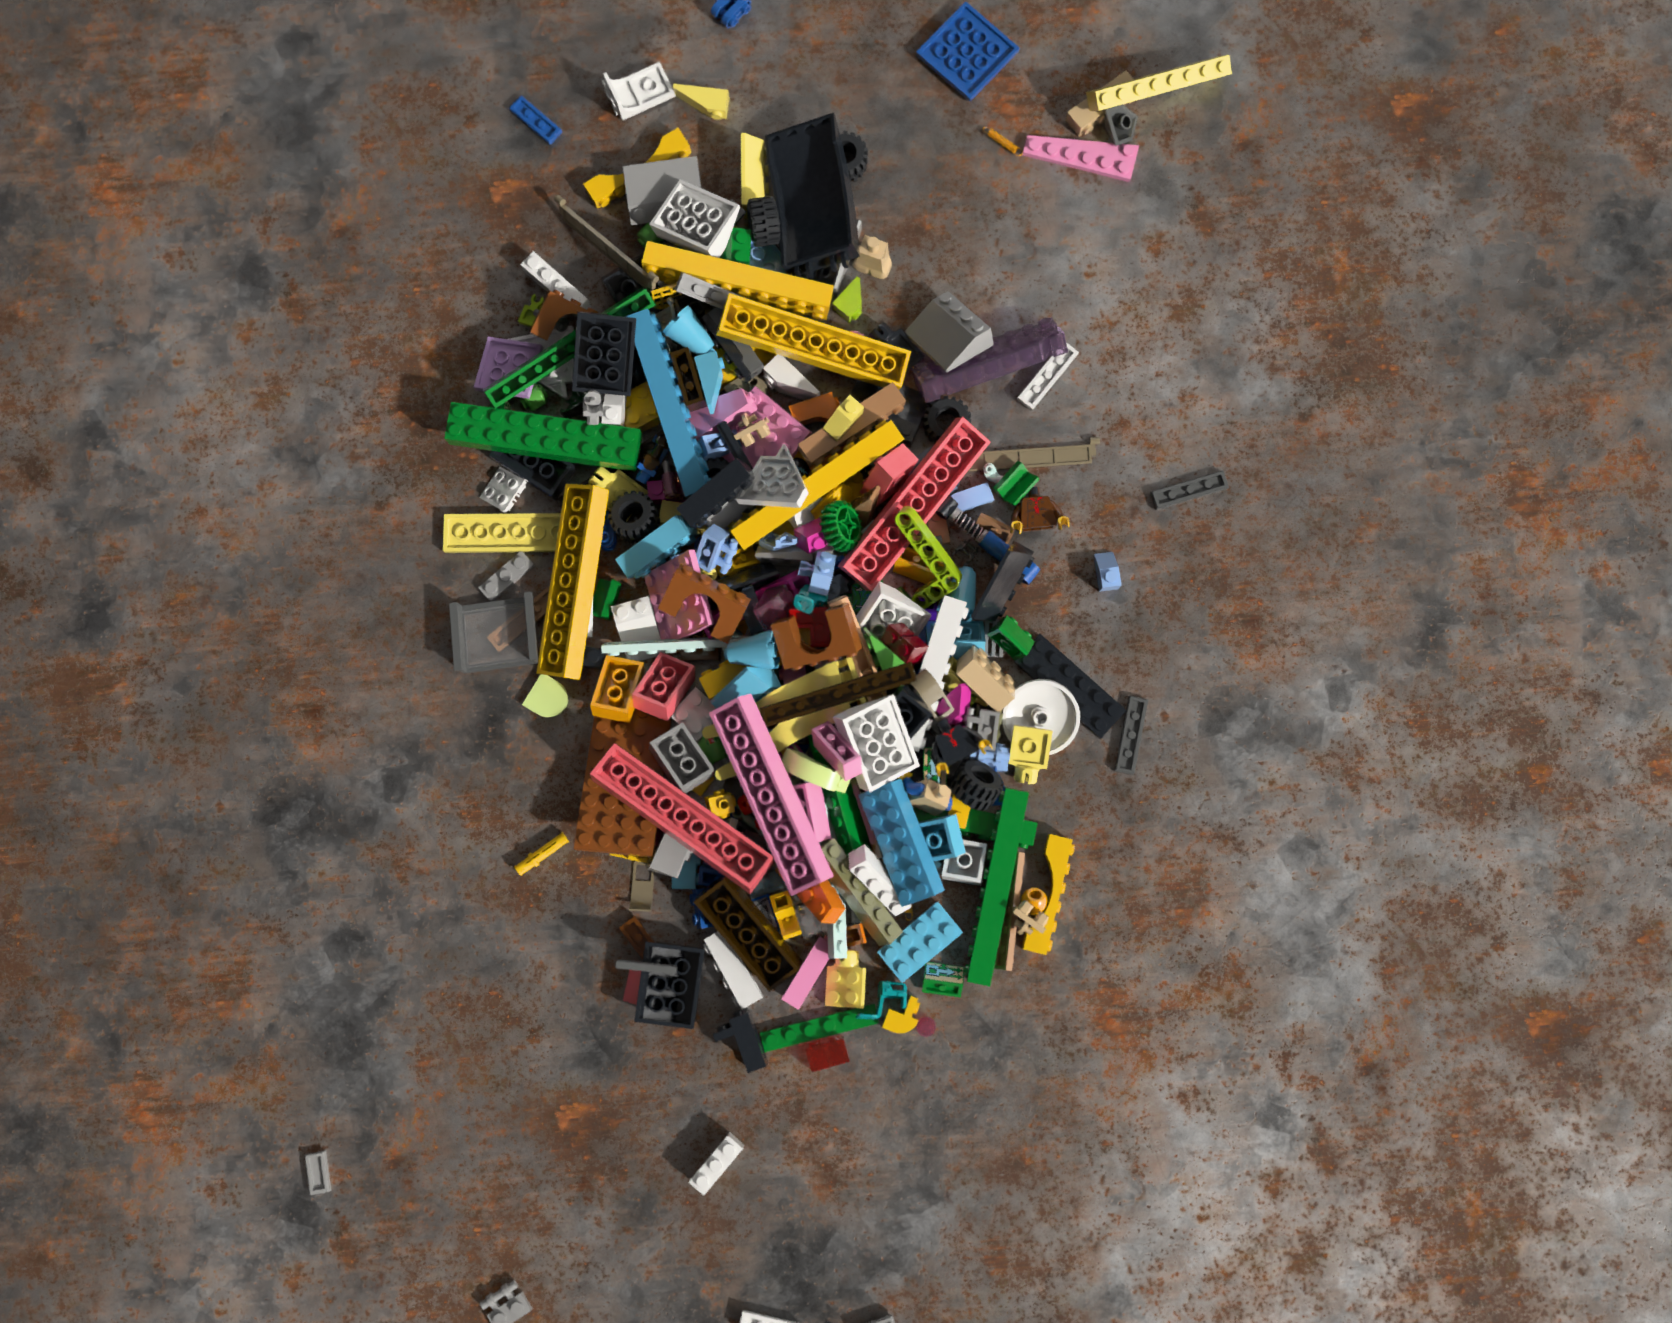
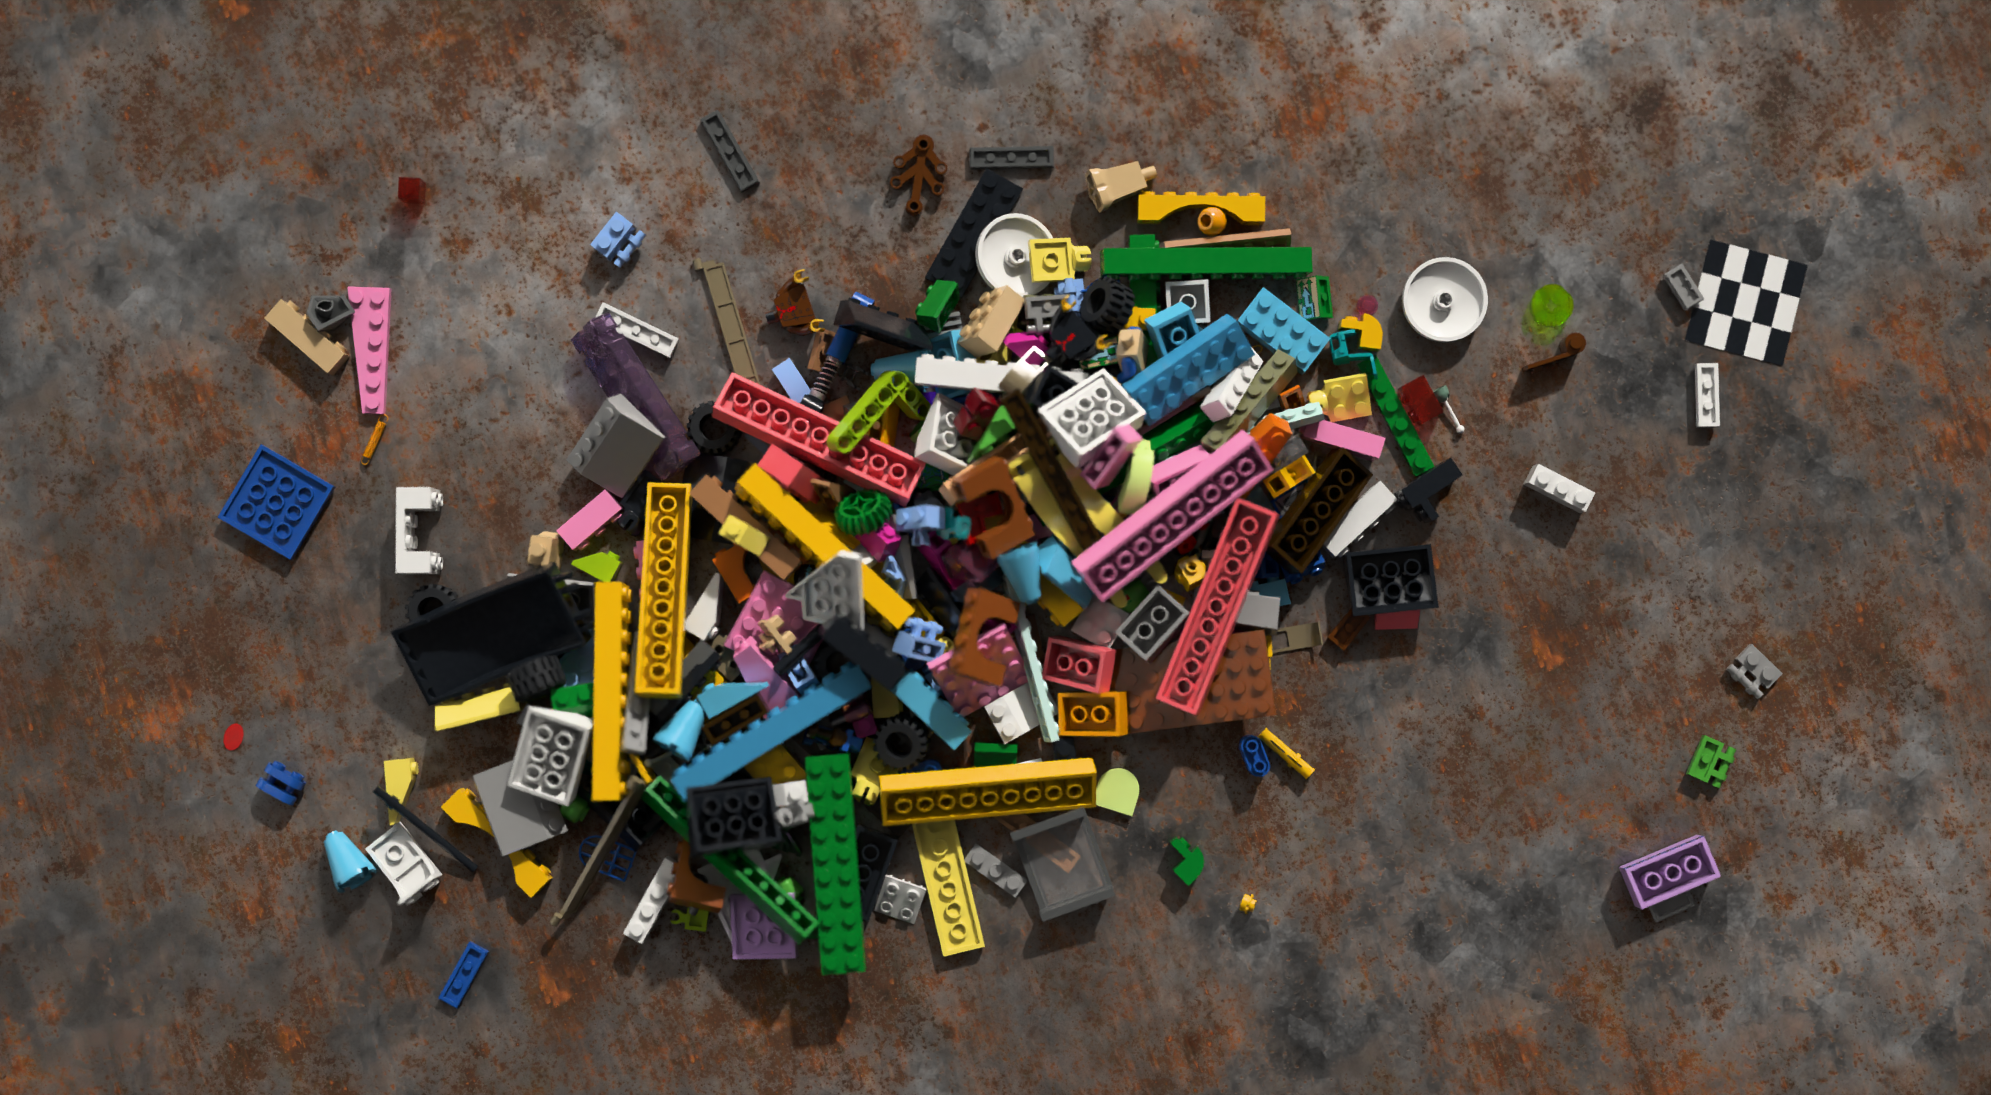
camera: 110 degrees left, 5 degrees up
(344, 1178) = (1669, 871): none -> lavender brick
(419, 788) = (1248, 904): none -> yellow plate
(437, 1238) = (1705, 759): none -> bright green plate
(468, 747) = (1193, 862): none -> green brick
(546, 824) = (1254, 755): none -> blue brick
(596, 258) = (612, 863): none -> blue window
(646, 966) = (1380, 607): dark grey tile -> none
(652, 44) = (347, 862): none -> medium azure cone
(690, 88) = (392, 802): none -> black bar
(827, 1075) = (1442, 395): none -> hinge
(844, 1206) = (1568, 346): none -> reddish brown door
(890, 301) = (591, 521): none -> bright pink brick
(893, 1209) = (1542, 314): none -> clear neon green plate
(910, 145) = (407, 502): none -> white plate
(914, 1099) = (1445, 299): none -> white dish
(991, 473) = (762, 365): light aqua arm -> none
(1015, 484) = (767, 338): green panel -> none
(1038, 922) = (1228, 229): tan hips -> none
(1087, 824) = (1117, 183): none -> tan piece
(1107, 571) = (840, 220): light blue slope -> none
(1133, 373) = (613, 238): none -> light blue brick
(1136, 650) = (919, 170): none -> reddish brown plant
(1158, 83) = (273, 278): light yellow brick -> none
(1211, 214) = (411, 190): none -> clear red brick

